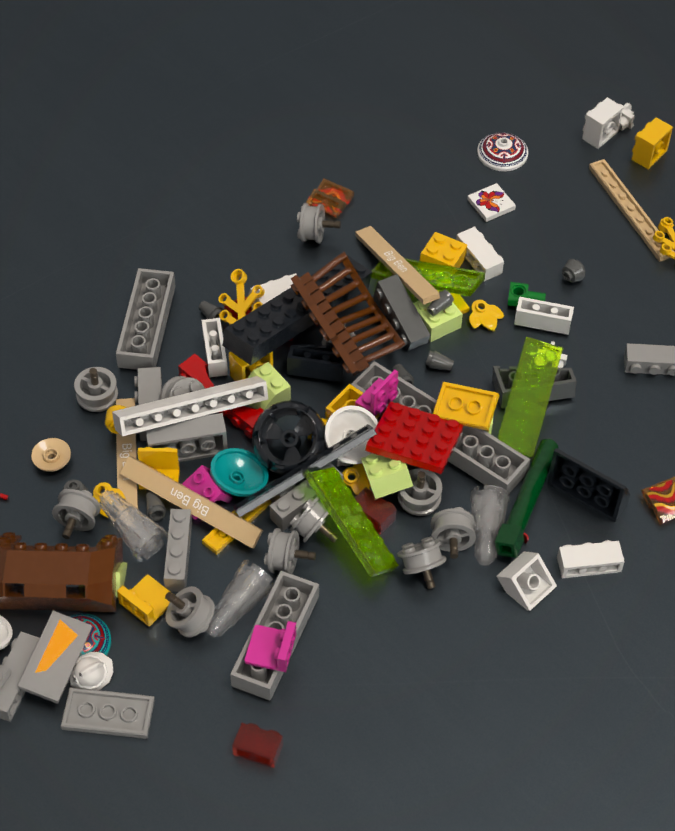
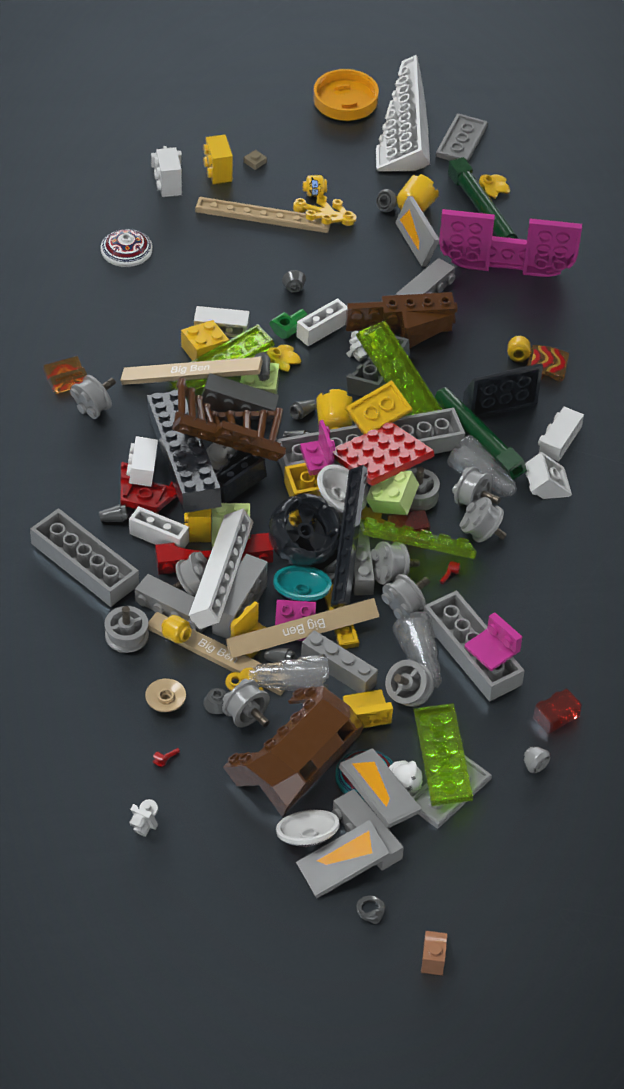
camera: 55 degrees left, 5 degrees down
(134, 683) = (443, 754): none -> clear neon green plate
(188, 760) = (536, 759): none -> light grey cone
(242, 305) = (142, 485): yellow plant -> none
(358, 569) = (453, 567): none -> red hand
(448, 372) = (332, 408): none -> yellow cylinder
(491, 202) = (173, 285): white tile -> none
(605, 367) = (411, 315): none -> reddish brown wedge
(660, 468) = (519, 349): none -> yellow head

